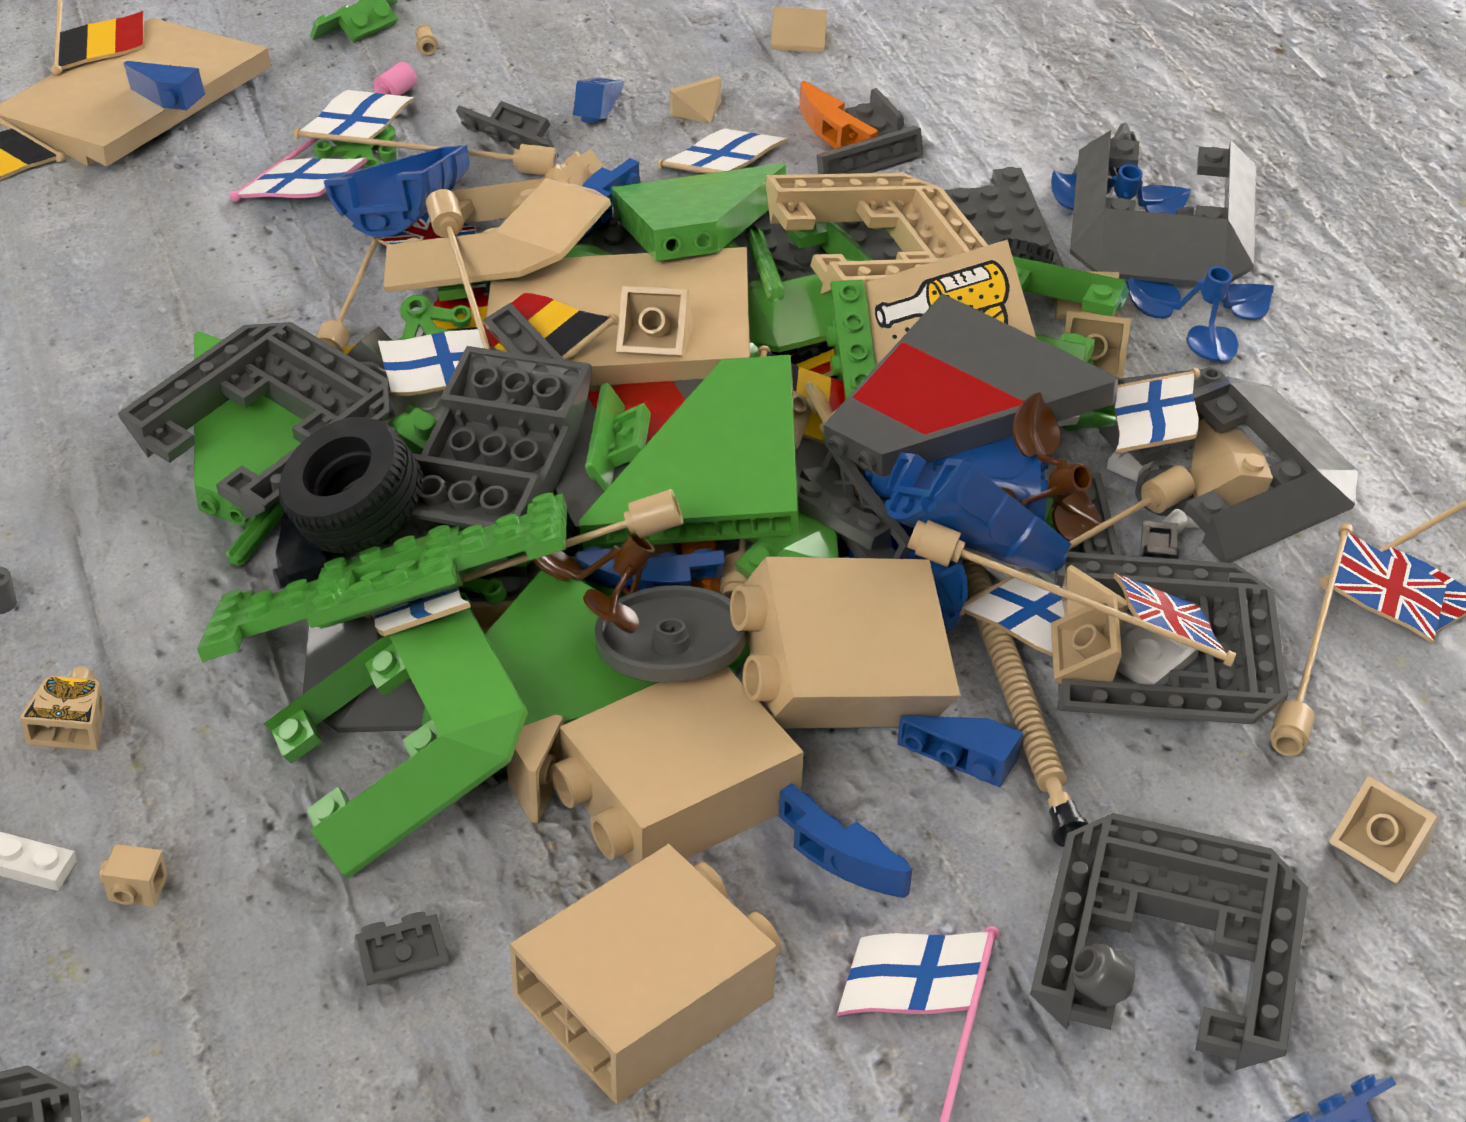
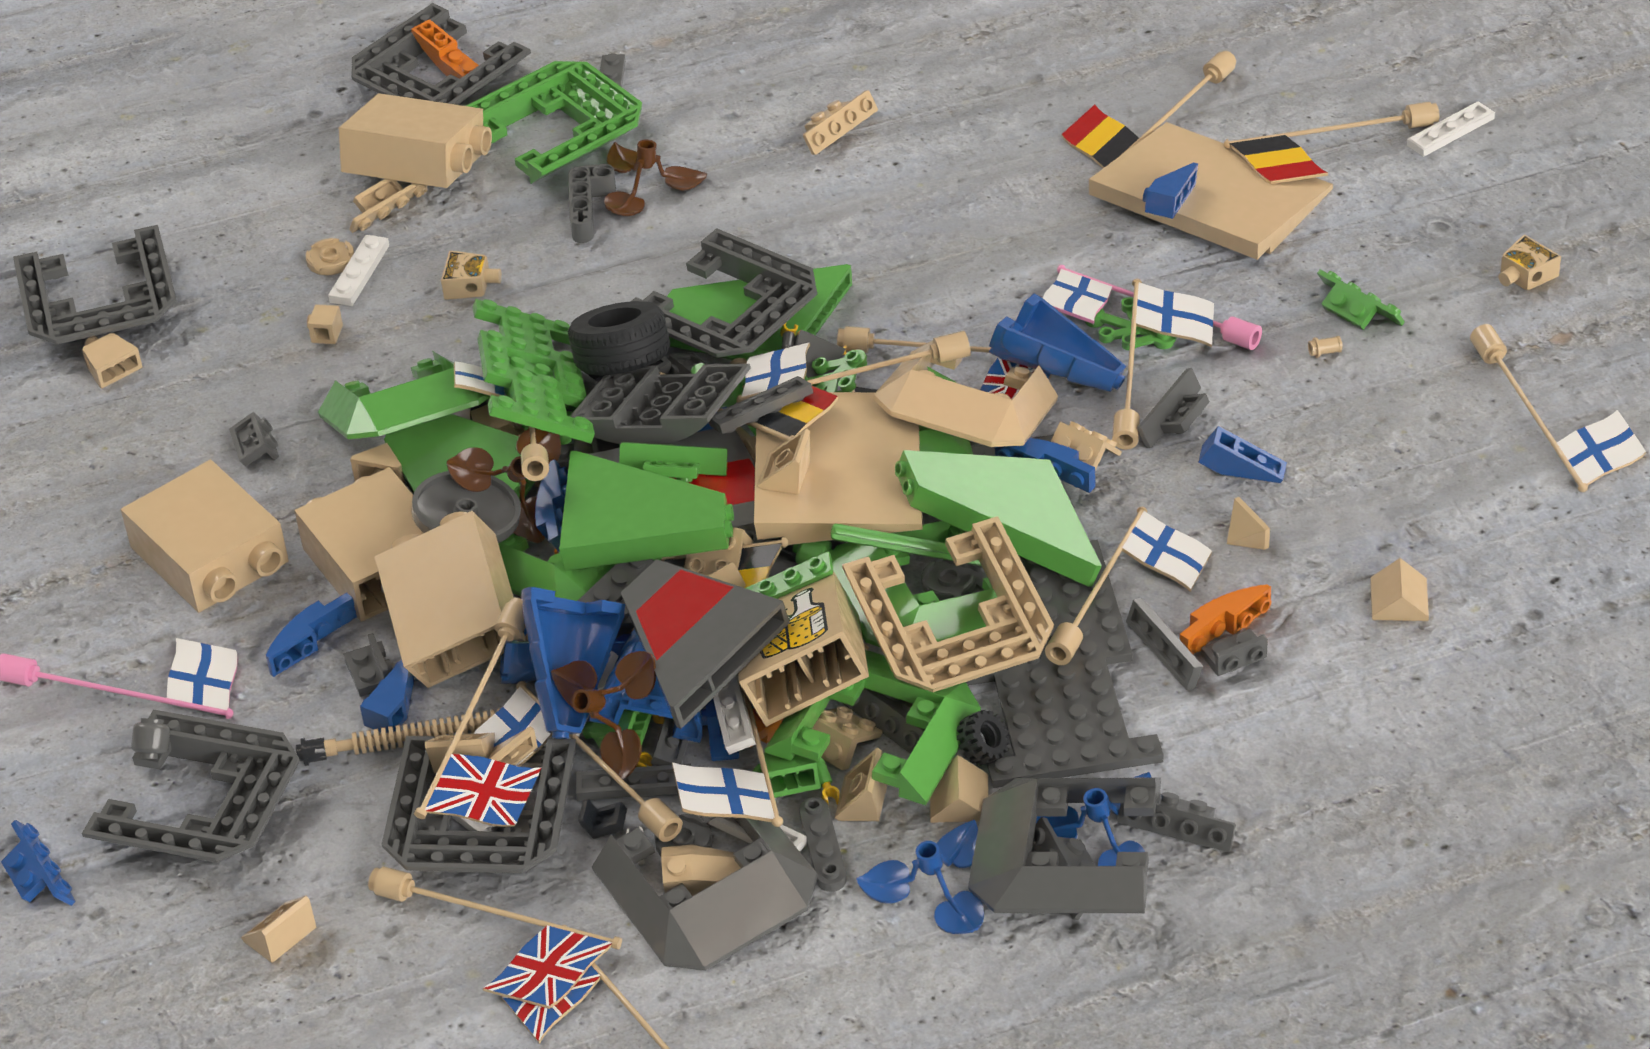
camera: 95 degrees right, 0 degrees up
(901, 777) = (368, 666): none -> dark grey bracket

